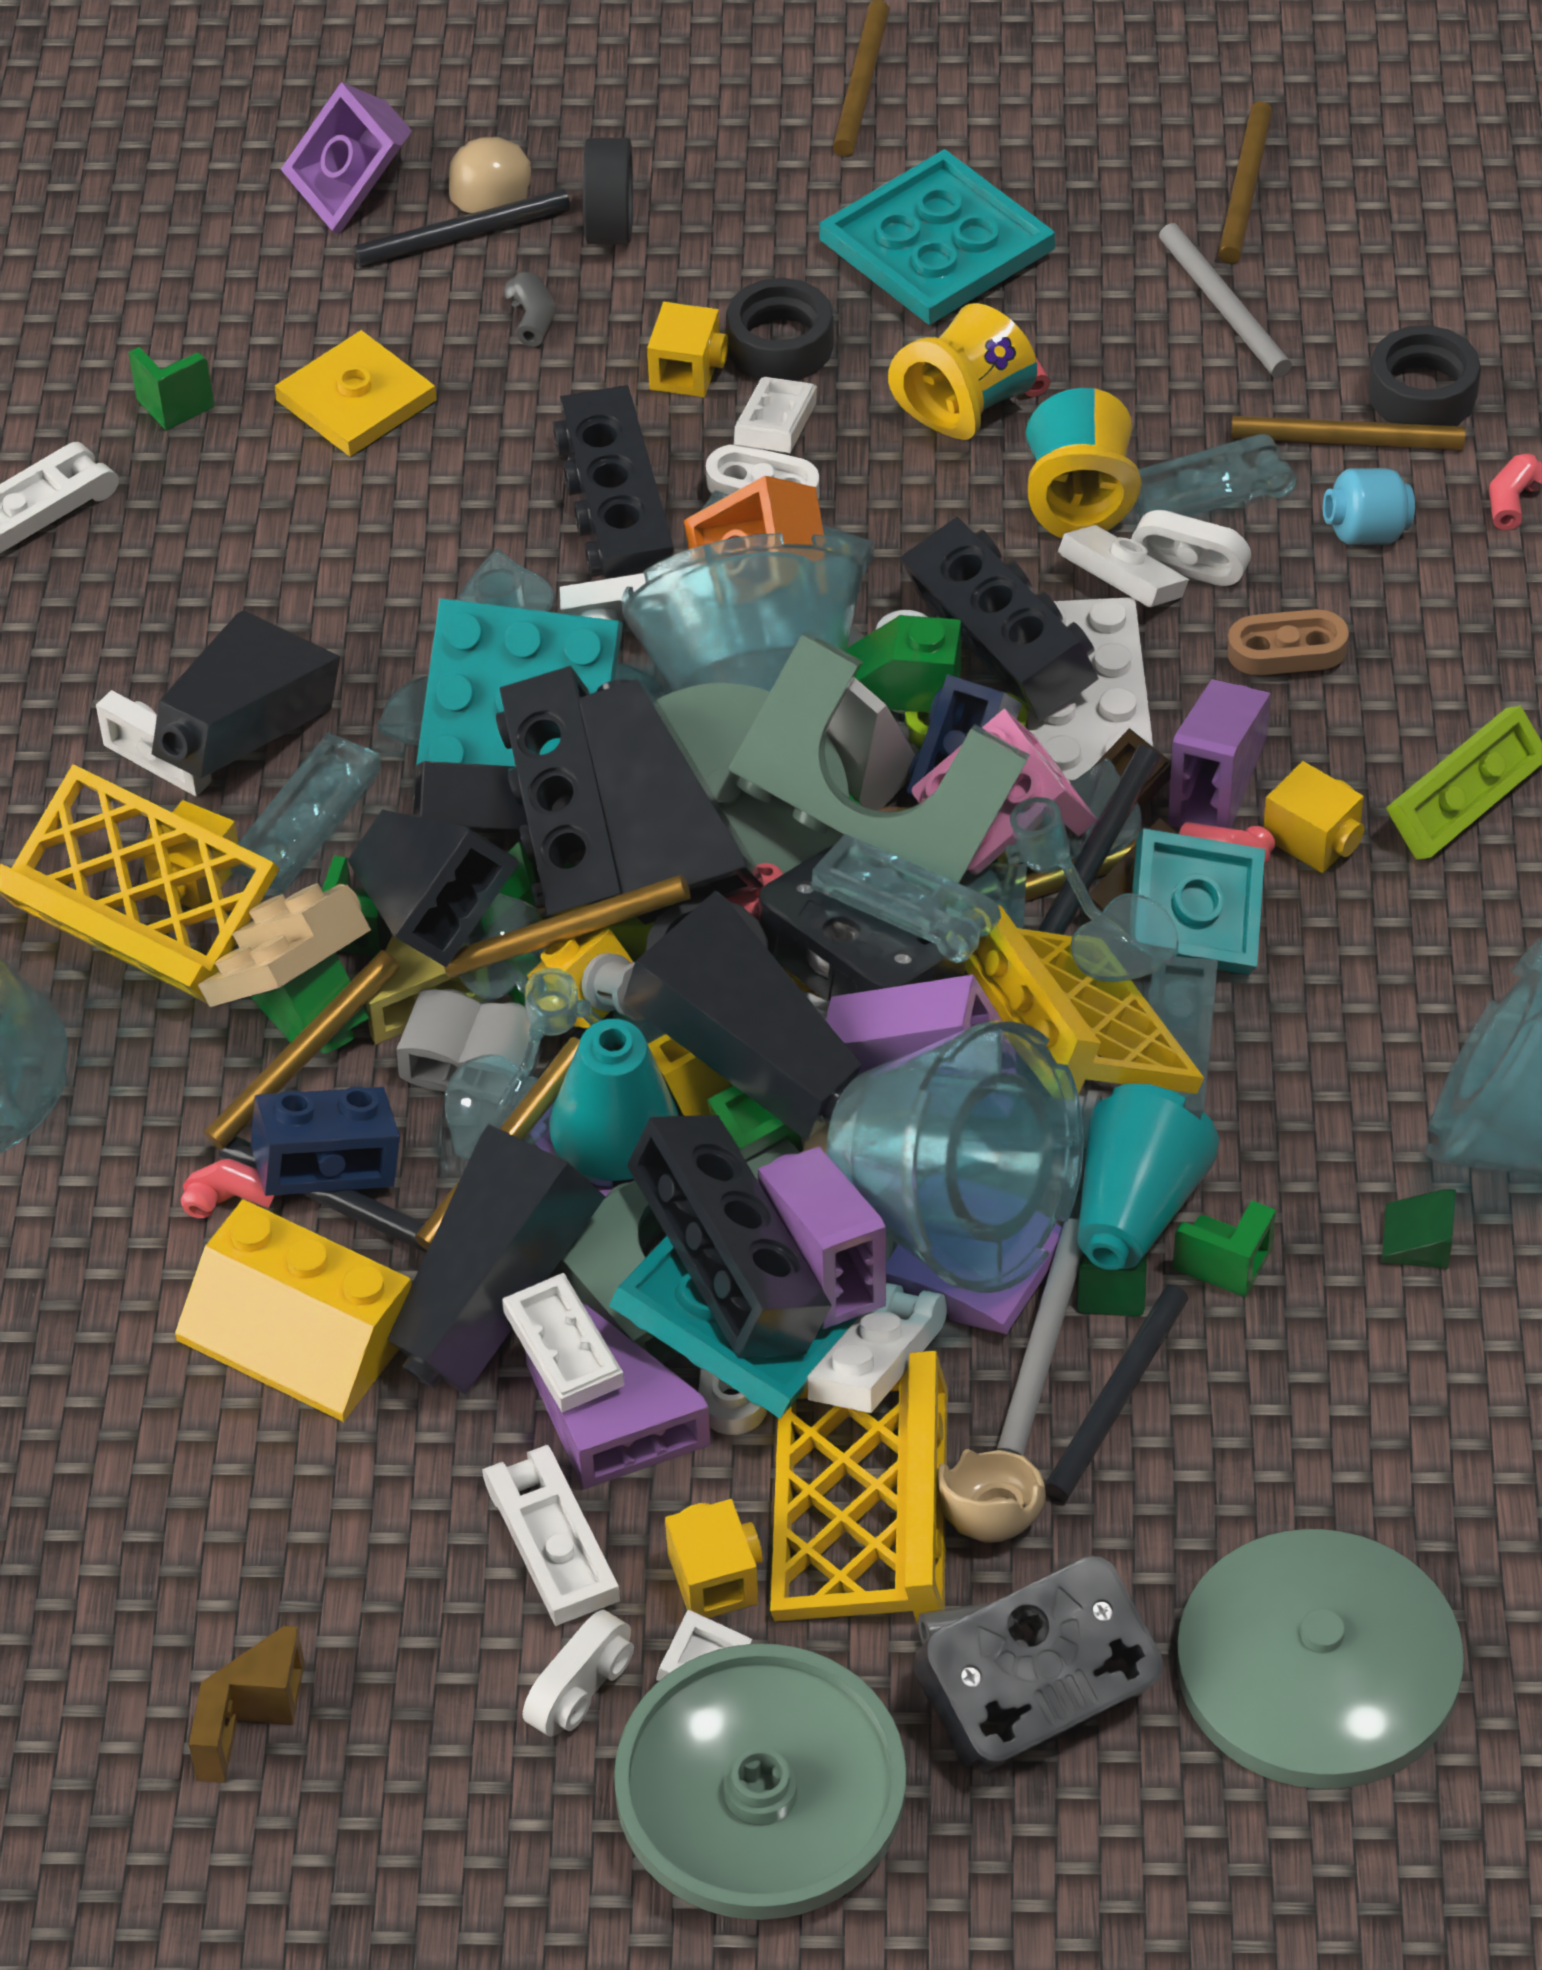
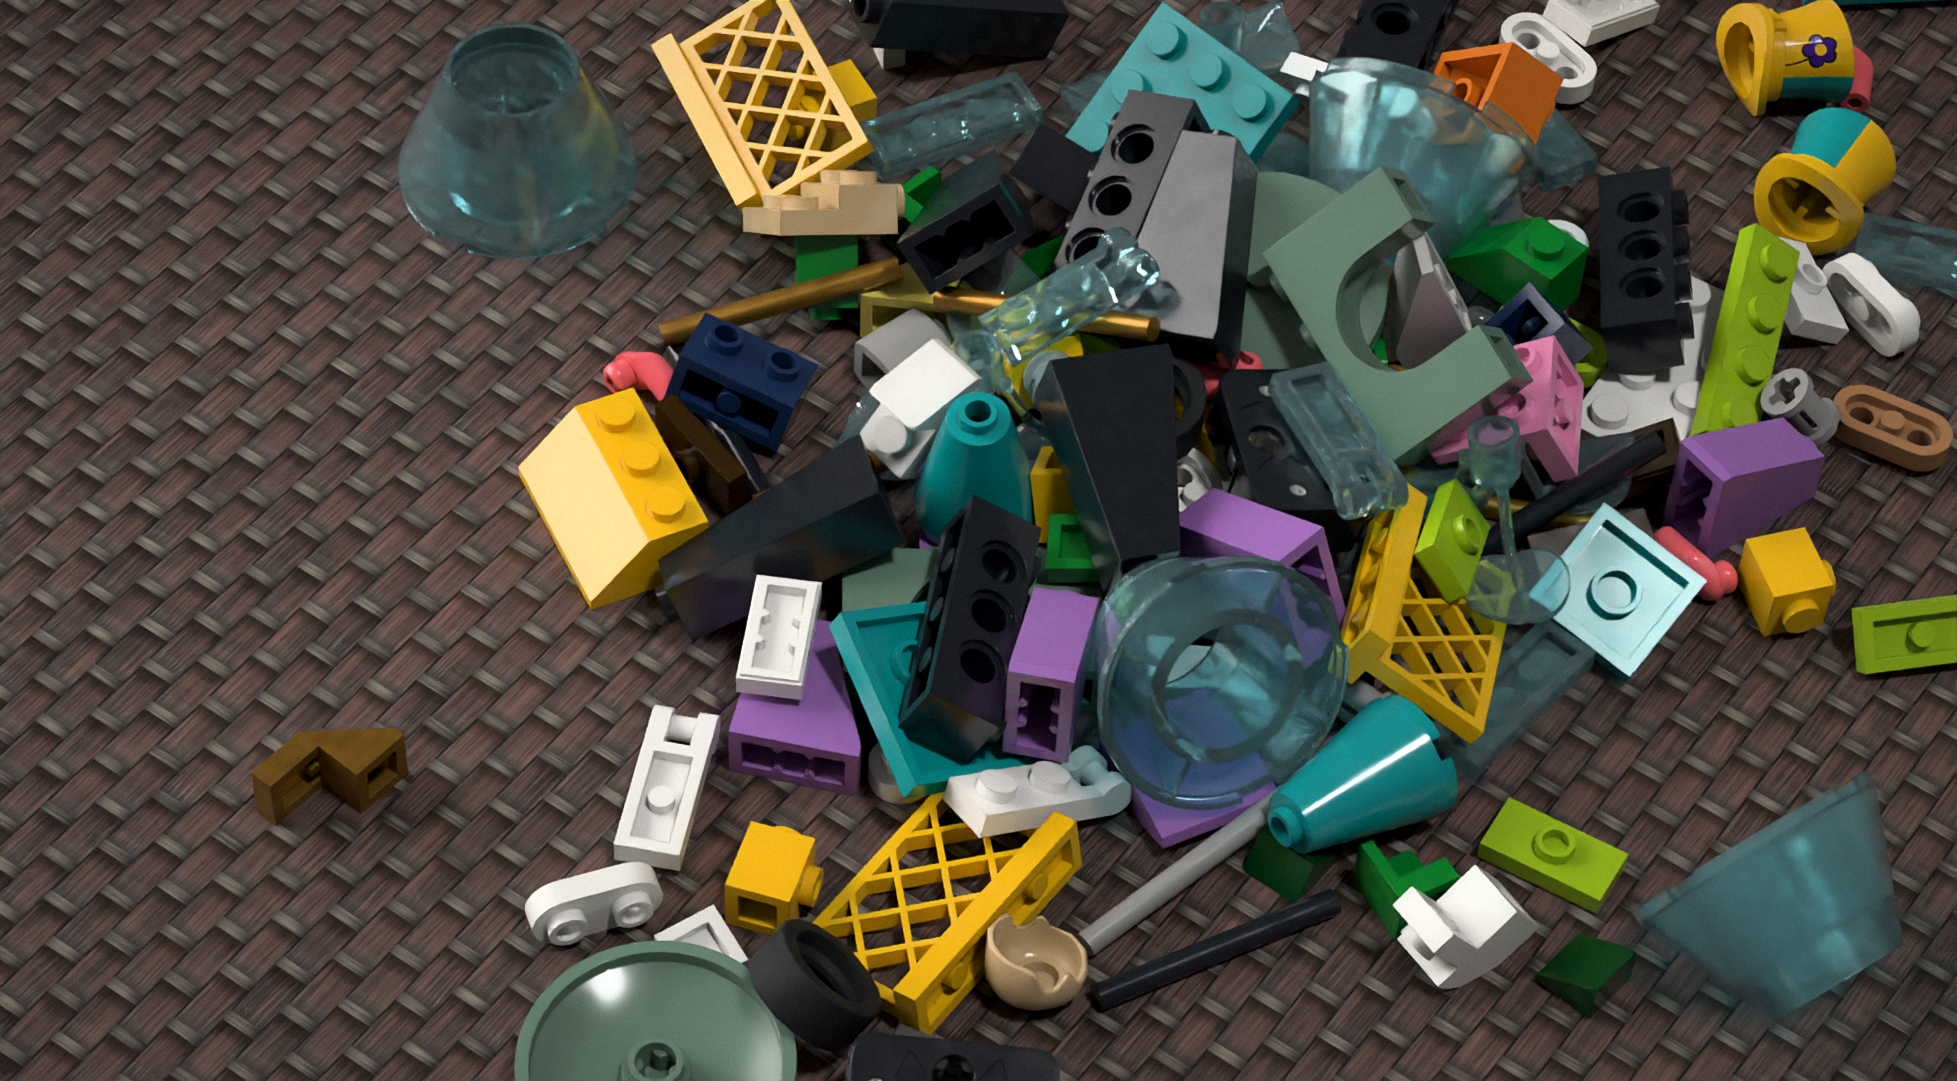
camera: 30 degrees right, 0 degrees up
(356, 1227) = (701, 456): none -> dark brown plate
(529, 1070) = (914, 405): none -> white slope
(591, 896) = (1071, 296): none -> clear light blue plate
(841, 1623) = (814, 985): none -> black tyre
(1049, 931) = (1452, 541): none -> lime plate
(1128, 631) = (1746, 331): none -> lime plate
(1217, 655) = (1804, 405): none -> light grey bush
(1305, 1252) = (1464, 930): none -> white brick
(1314, 1150) = (1552, 855): none -> lime plate

